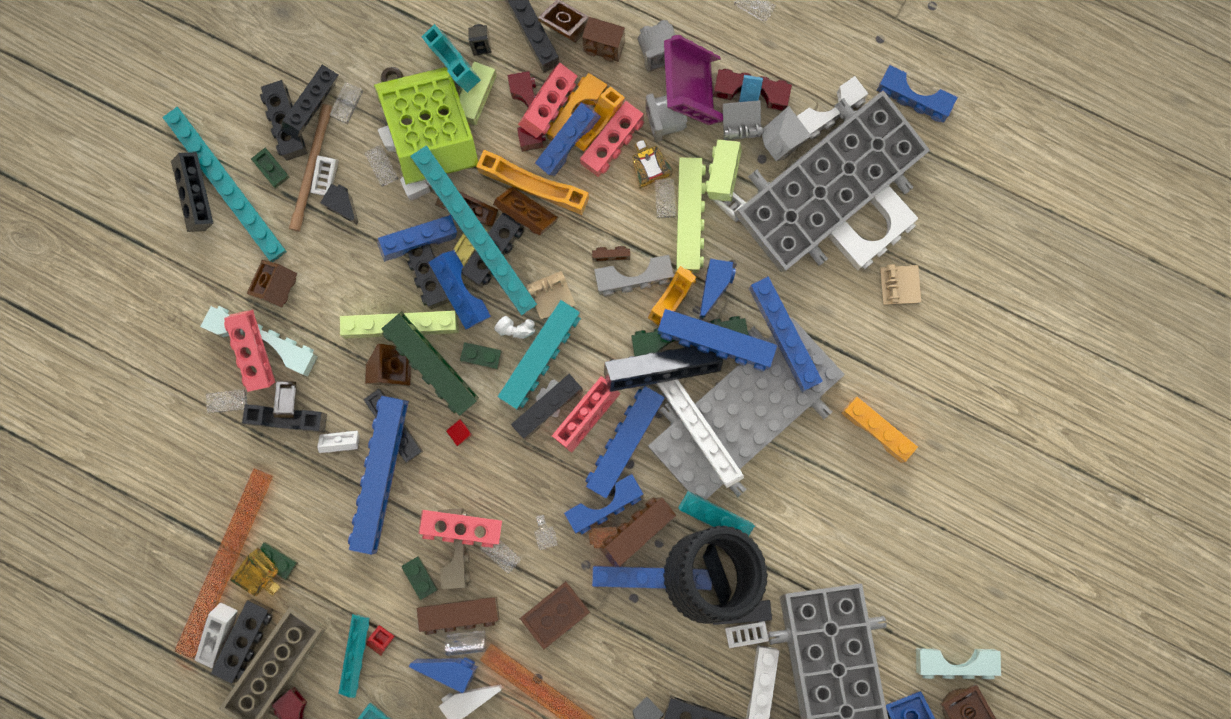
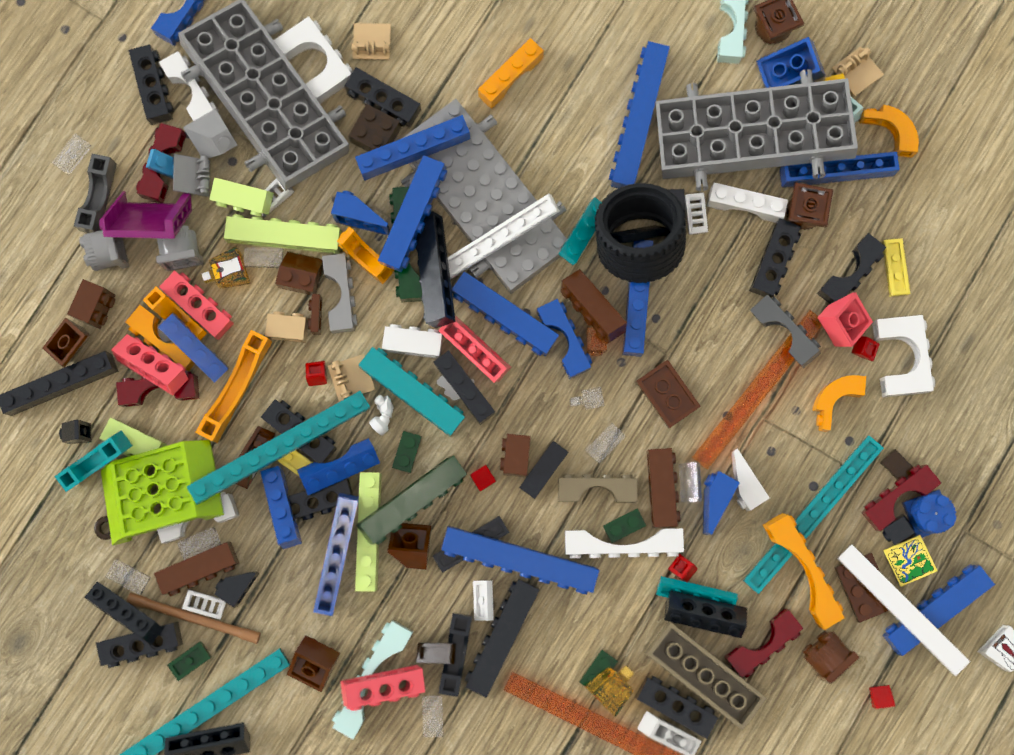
camera: 90 degrees left, 0 degrees up
(303, 463) = (502, 637): none -> black brick
(337, 676) = (706, 614): none -> black brick
(357, 166) = (196, 568): none -> reddish brown brick
(374, 294) = (336, 554): none -> brick
(404, 618) = (664, 541): none -> white arch
(470, 493) = (543, 469): none -> black tile
(480, 463) = (516, 455): none -> reddish brown brick
(491, 528) = (581, 448): coral brick -> none
(525, 211) = (263, 395): reddish brown plate -> none
(553, 260) = (316, 373): none -> red slope
(590, 351) = (412, 341): none -> white brick
(596, 227) = (286, 327): none -> tan brick
(652, 235) = (299, 273): none -> reddish brown slope
(732, 34) = (101, 175): none -> dark grey arch
(804, 295) = (374, 129): none -> dark brown brick
(846, 568) = (640, 114): none -> blue brick
(856, 276) = (361, 80): none -> black brick
(857, 58) = (140, 58): none -> black brick

